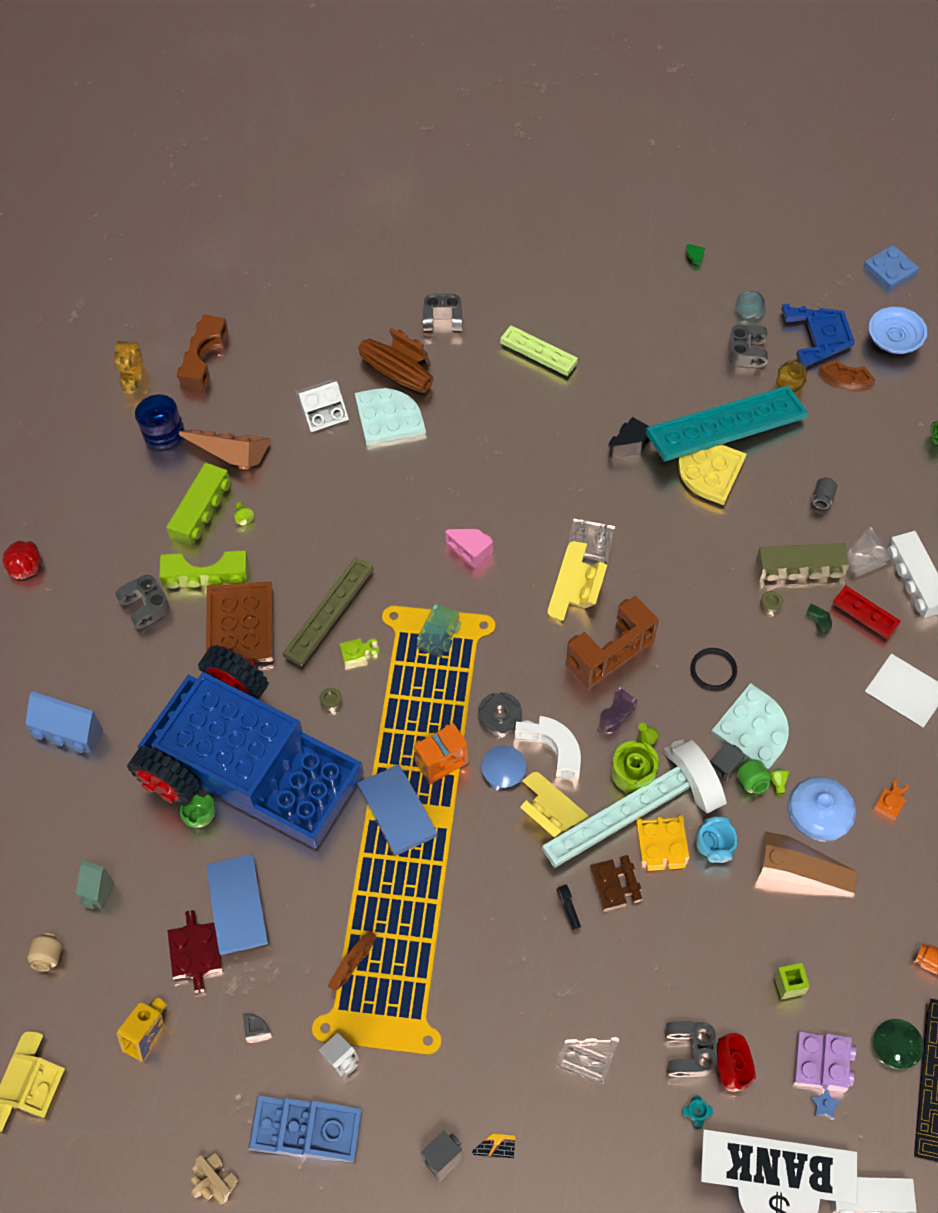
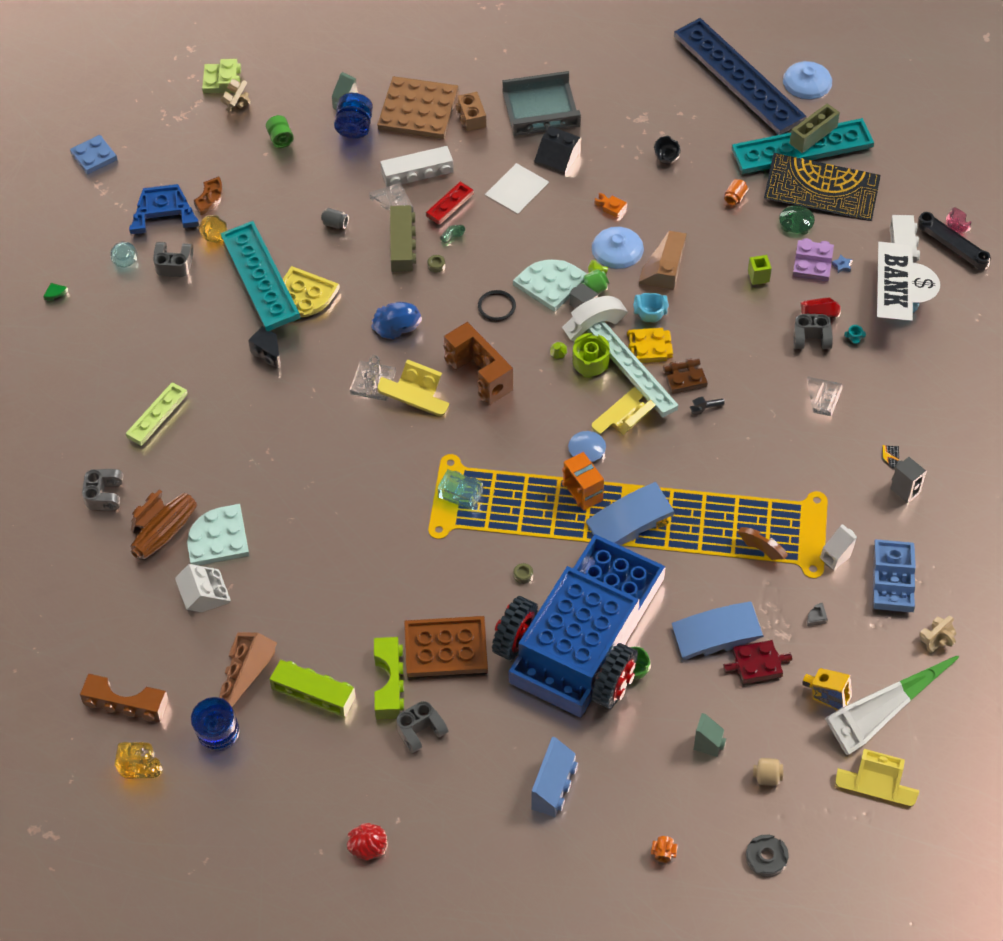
camera: 90 degrees left, 5 degrees down
(99, 1067) = (862, 719): none -> white plate
(243, 514) = (324, 651): lime rock -> none
(328, 611) = (435, 575): olive plate -> none
(355, 651) = (475, 555): lime plate -> none
(470, 544) = (373, 466): bright pink slope -> none
(497, 725) = (533, 458): dark grey tile -> none
(559, 739) = (569, 403): white arch -> none
(616, 715) = (538, 366): clear purple leg -> none
(677, 556) = (396, 319): none -> blue piece
(897, 330) = (172, 153): light blue hat -> none

